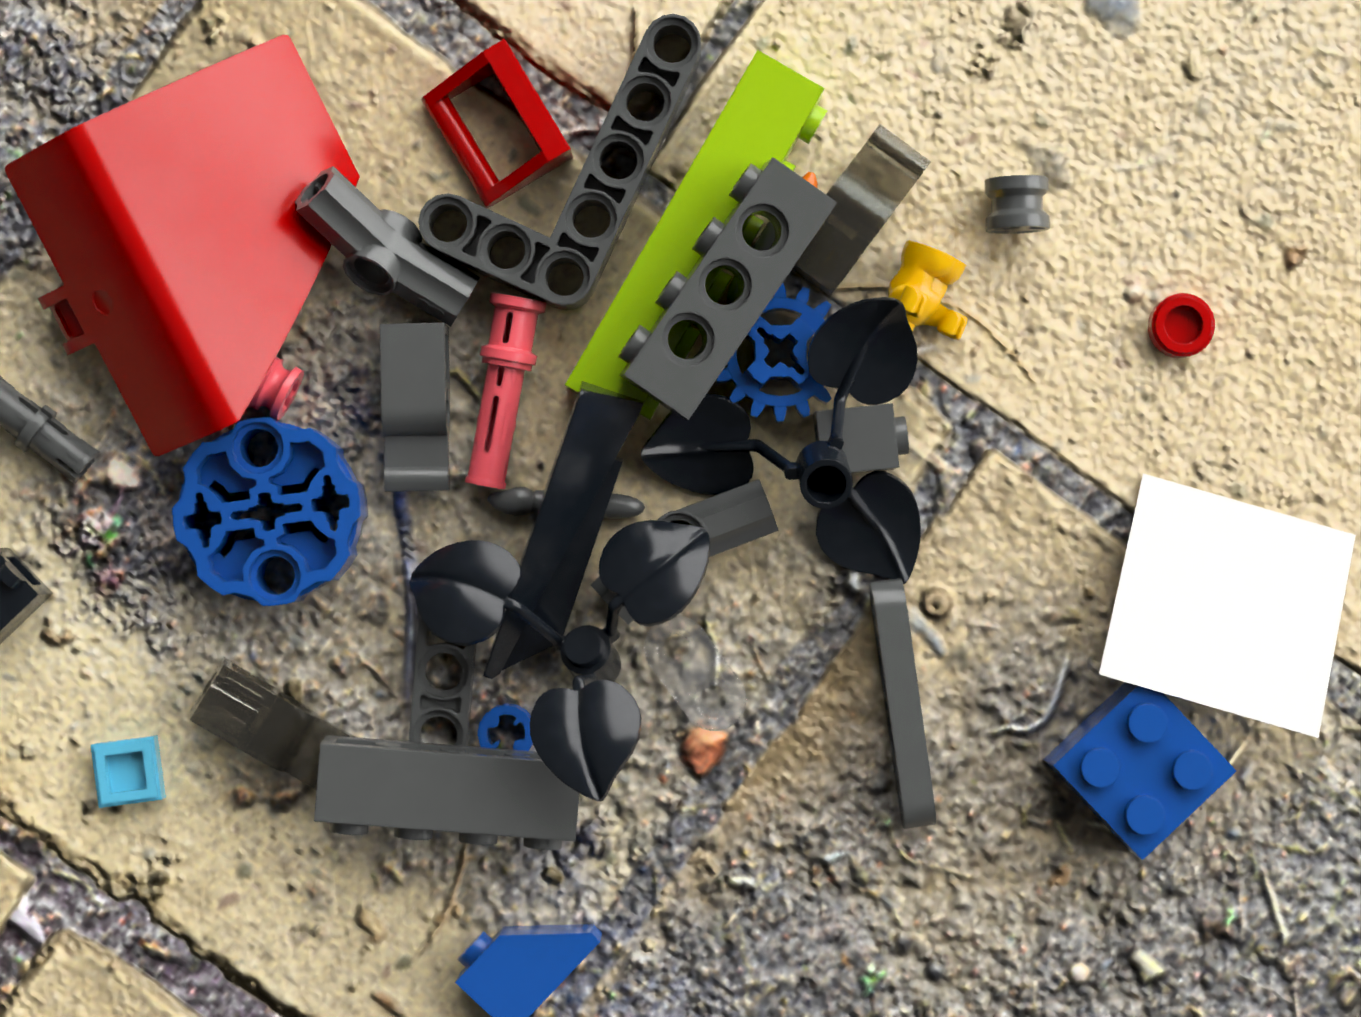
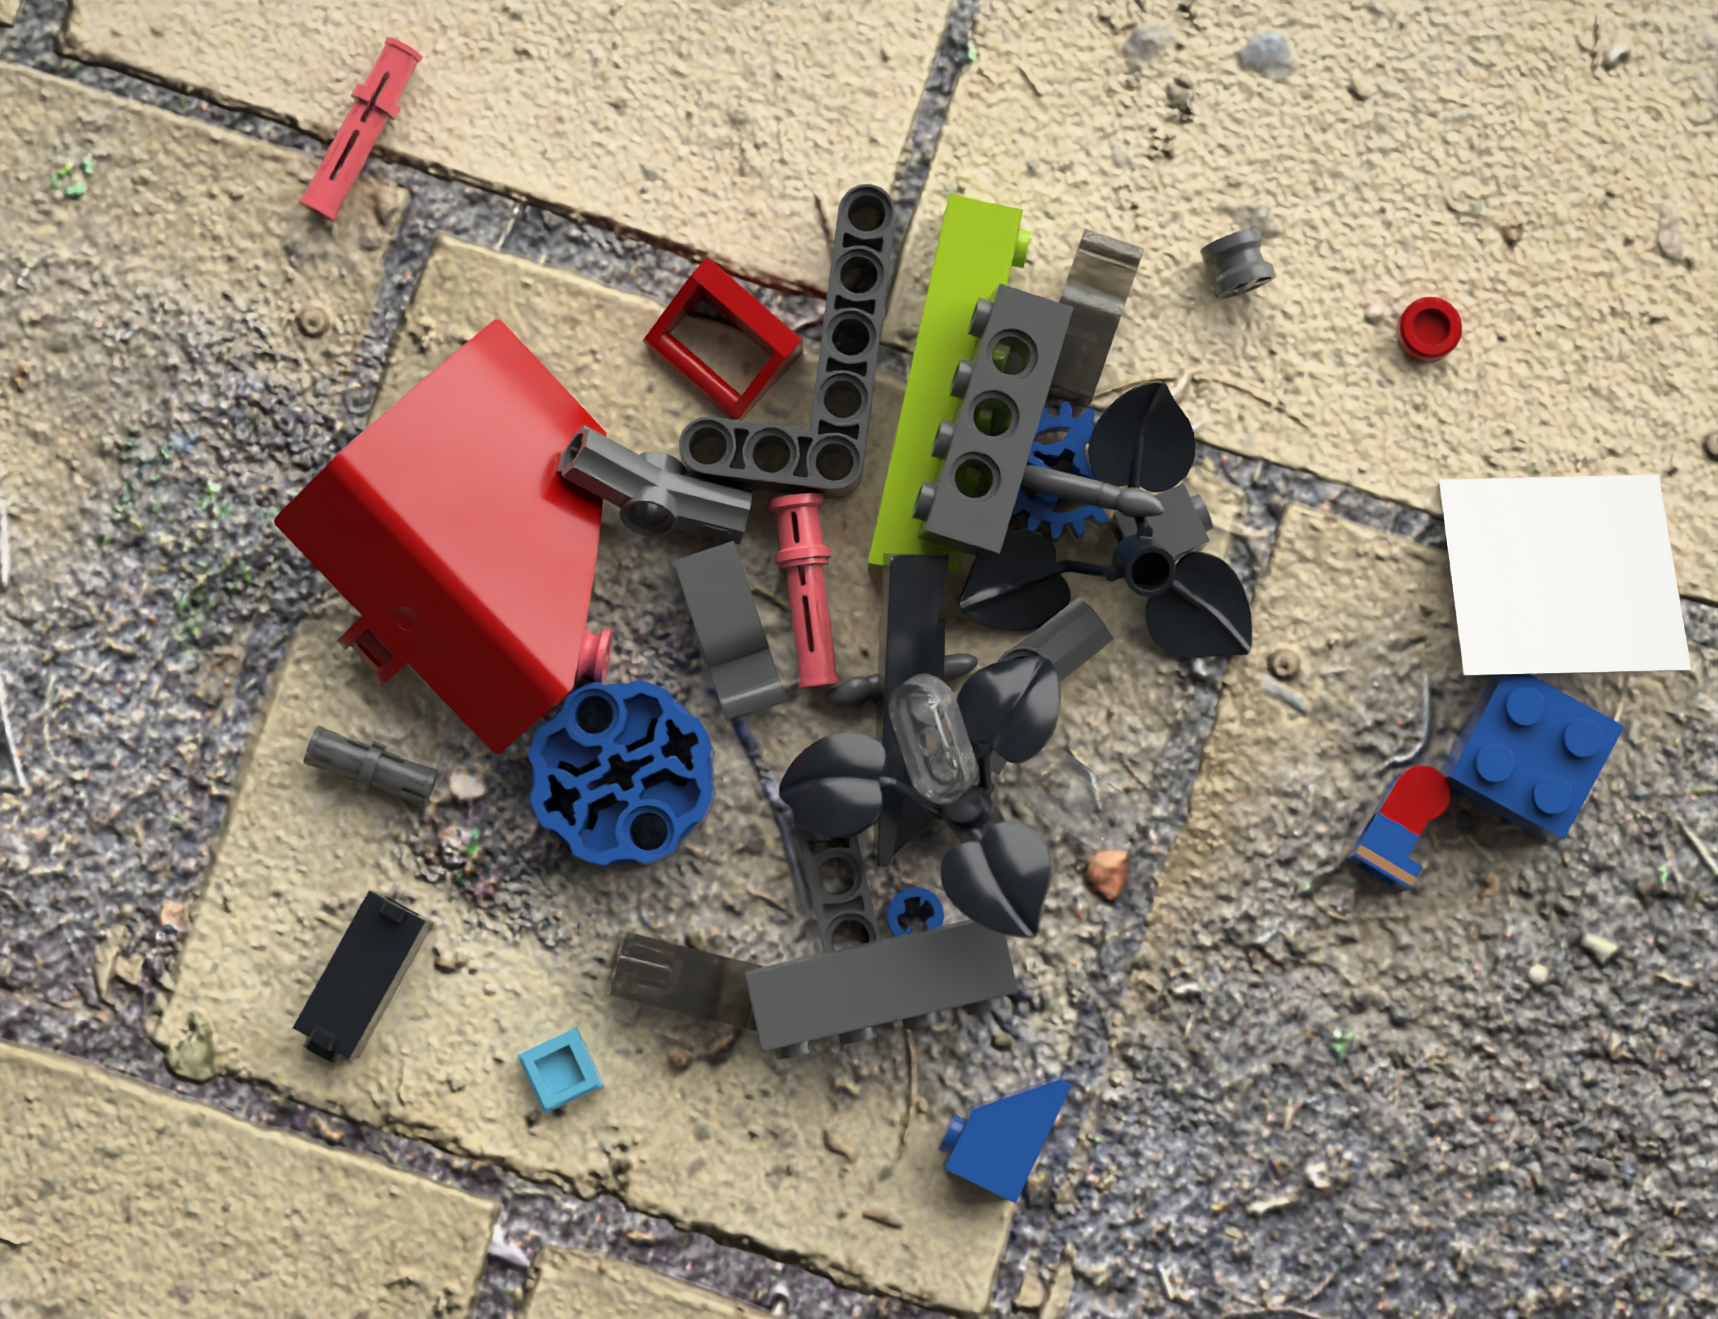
camera: 20 degrees left, 5 degrees down
(570, 575) = (930, 731): none -> clear plate
(830, 407) = (1129, 501): none -> dark grey piece
(902, 703) = (1285, 767): dark grey beam -> none
(922, 285) = (1174, 361): yellow piece -> none
(1004, 779) = (1397, 824): none -> leg

